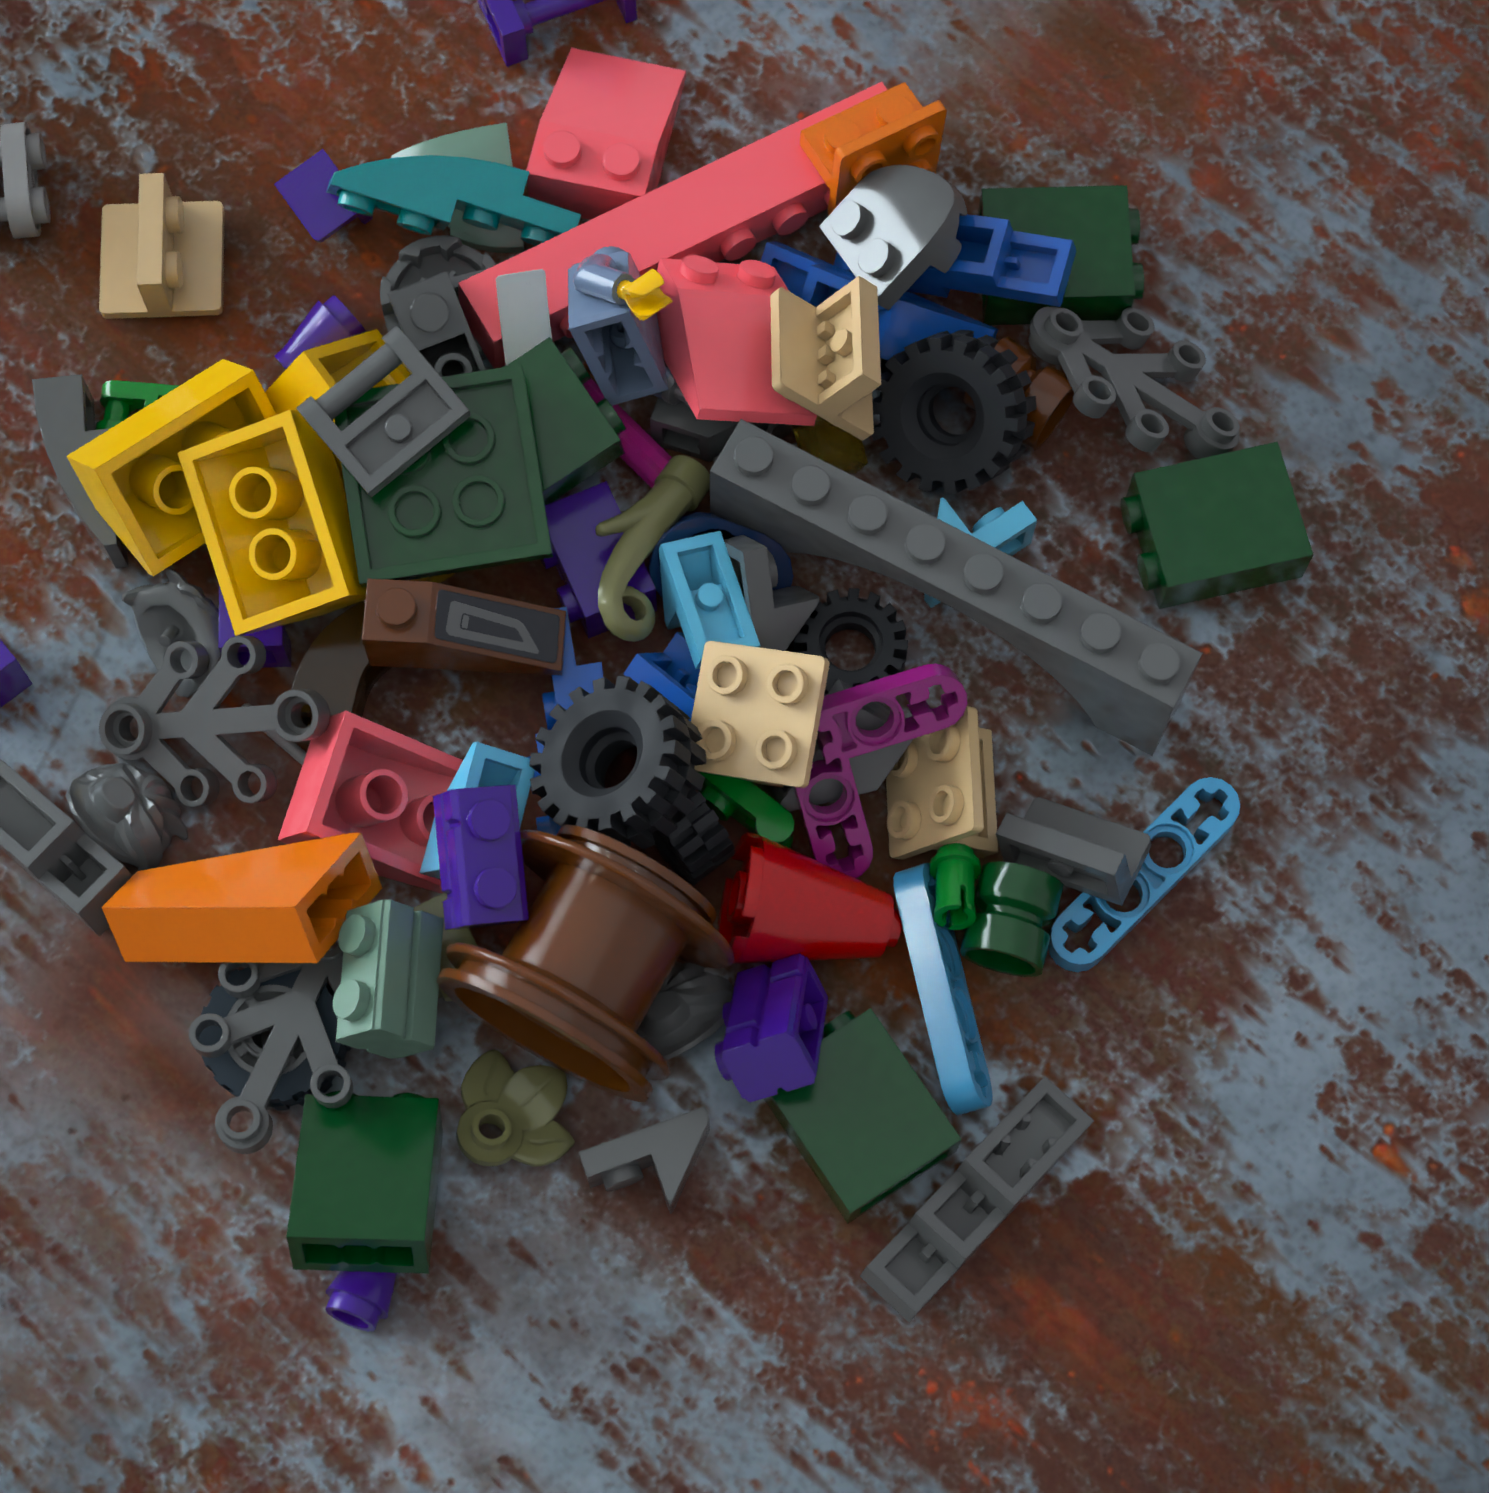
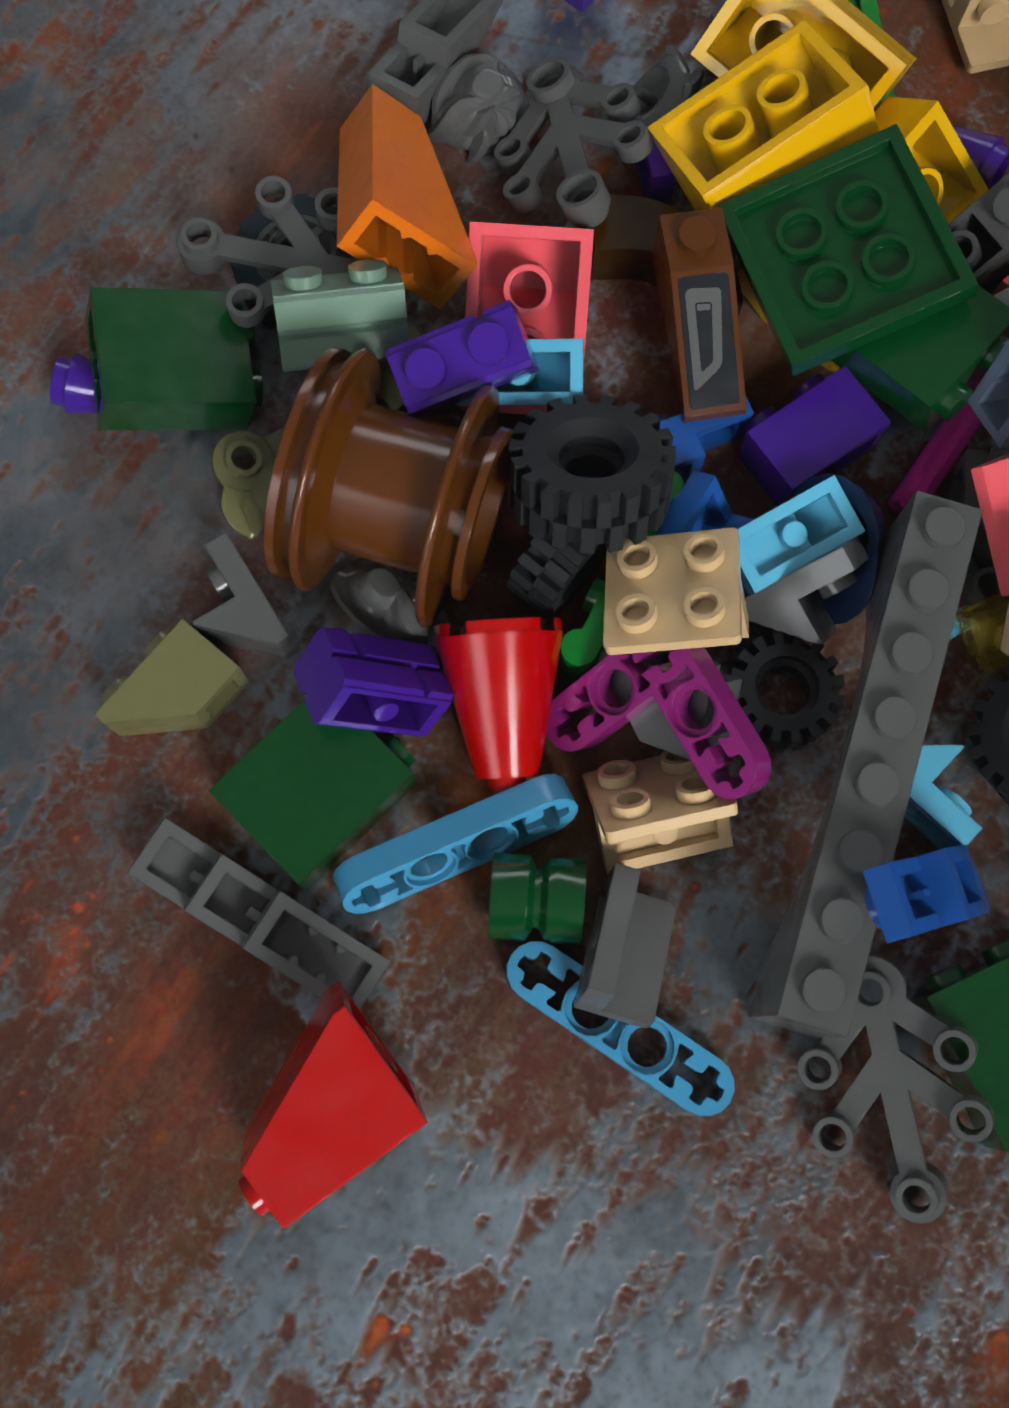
camera: 80 degrees right, 5 degrees up
(398, 425) = (877, 181): dark grey plate -> none
(676, 491) = (849, 457): olive plant -> none
(726, 1236) = (175, 688): none -> olive slope
(955, 872) = (569, 832): green pin -> none
(1086, 555) = (924, 893): none -> blue slope
(1182, 1146) = (326, 1113): none -> red slope
(1229, 635) = (894, 1076): none -> dark grey plant

